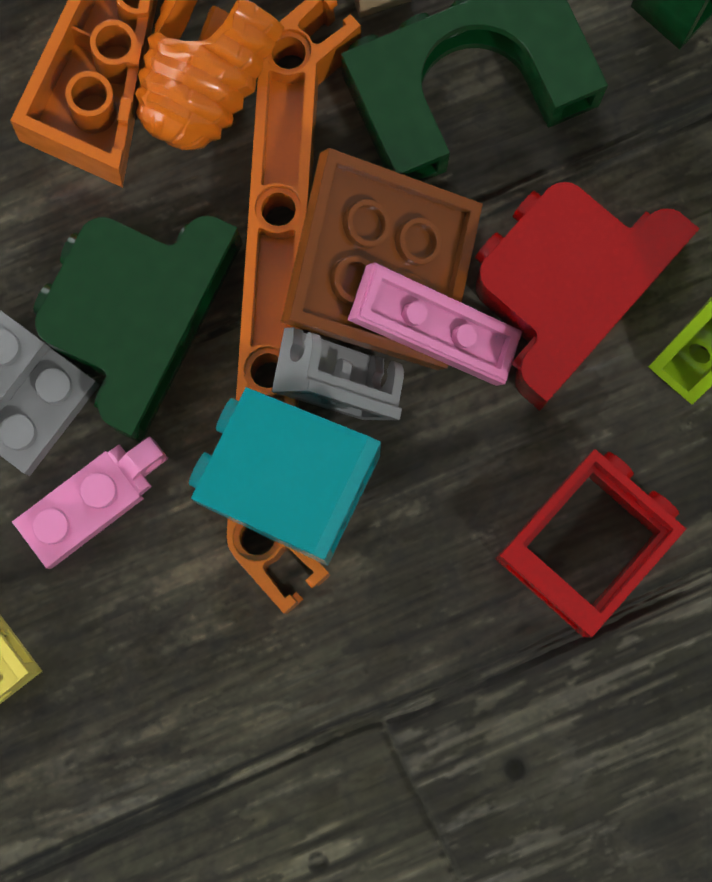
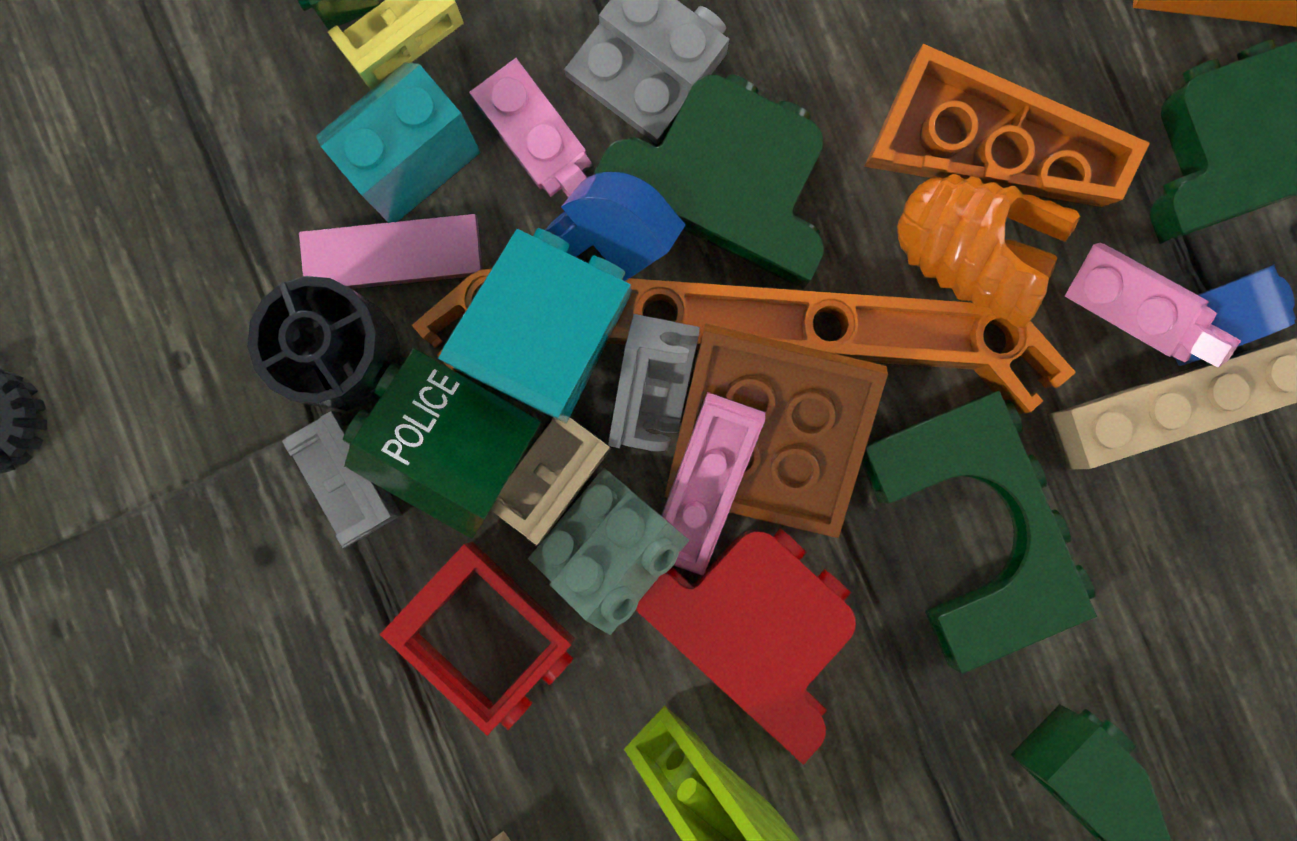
camera: 85 degrees right, 5 degrees up
(91, 634) = (400, 141): none -> teal slope
(176, 408) = (621, 219): none -> blue brick
(208, 645) = (394, 251): none -> bright pink tile
(304, 698) = (321, 343): none -> black cylinder
(400, 581) = (438, 441): none -> dark green brick
(431, 479) = (549, 478): none -> tan hinge
(438, 687) = (348, 500): none -> light grey hinge
(502, 416) = (607, 552): none -> sand green plate

